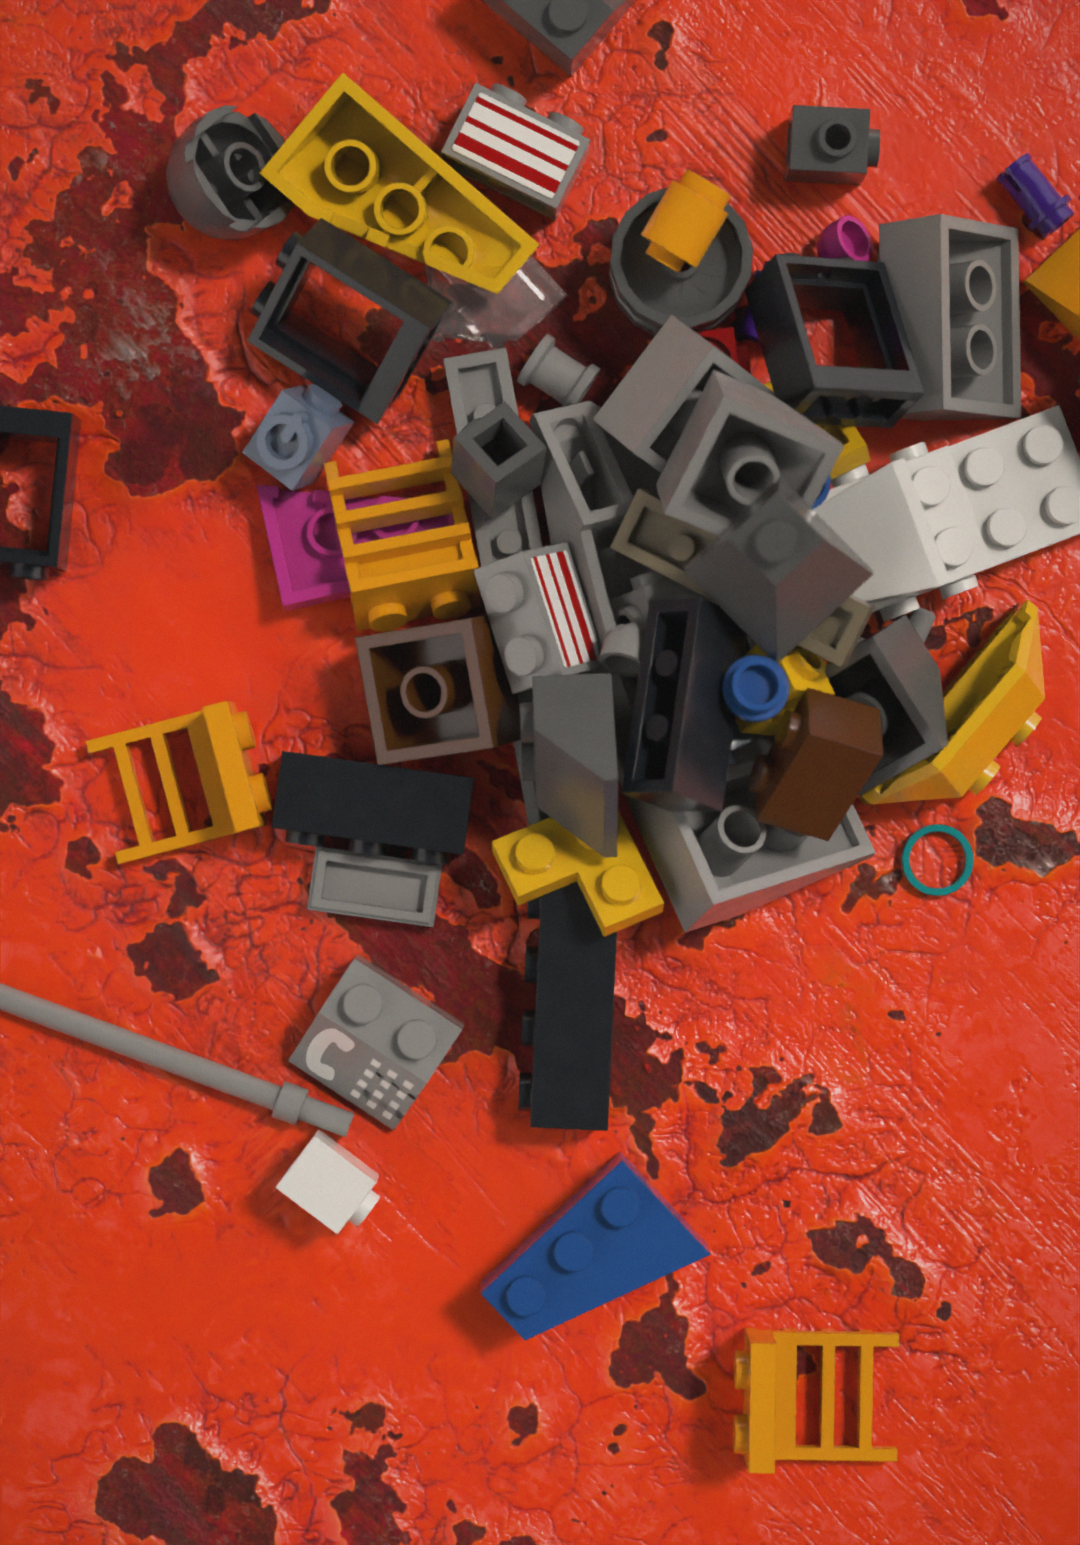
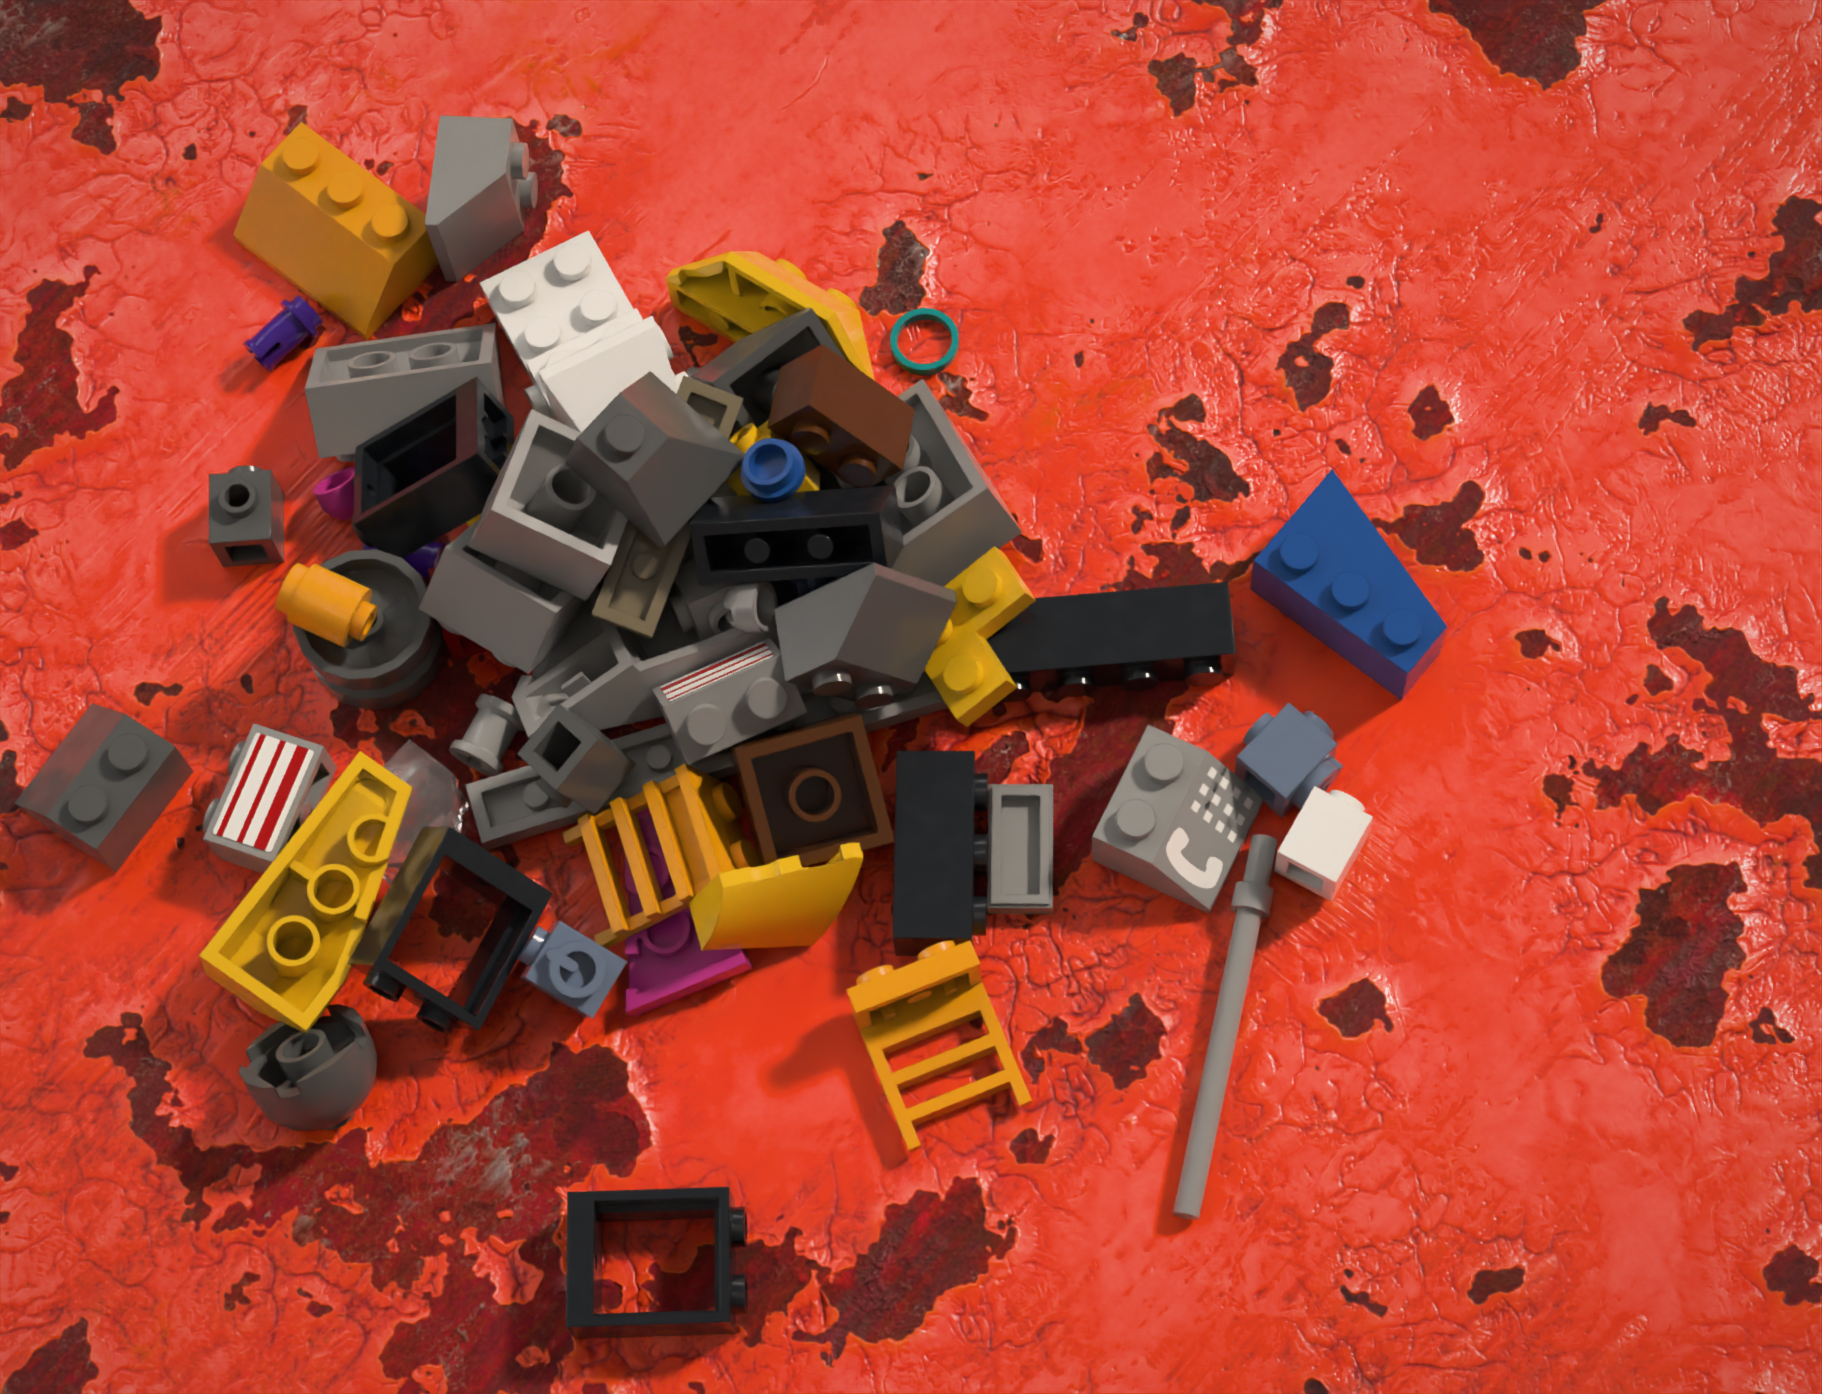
camera: 95 degrees left, 20 degrees down
(330, 640) = (774, 902): none -> yellow slope
(423, 1162) = (1288, 758): none -> sand blue brick
(769, 1382) = (1461, 415): light orange plate -> none

